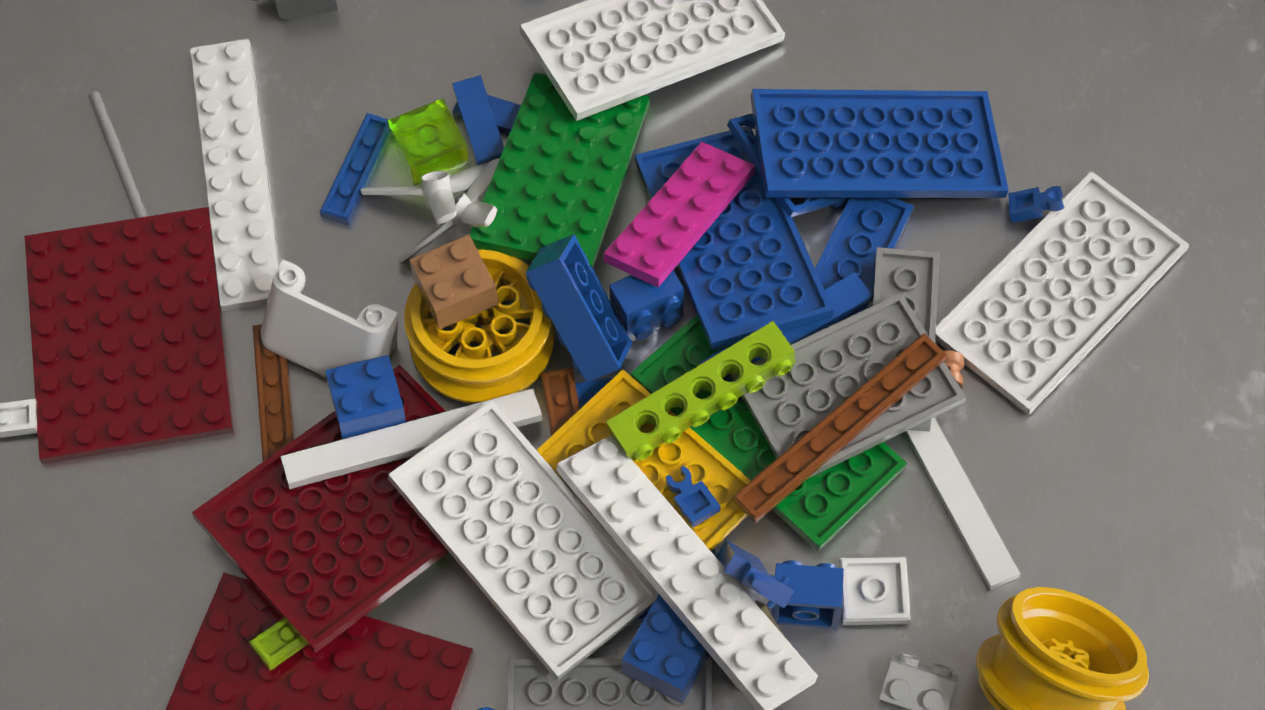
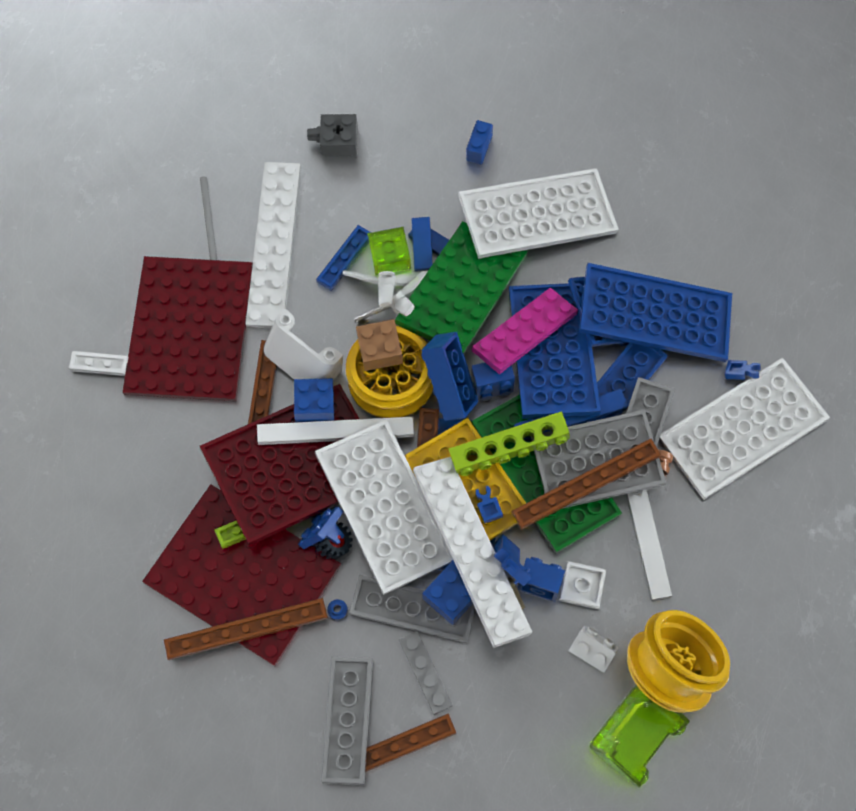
camera: 15 degrees right, 5 degrees up
(441, 606) = (327, 534): none -> blue plate

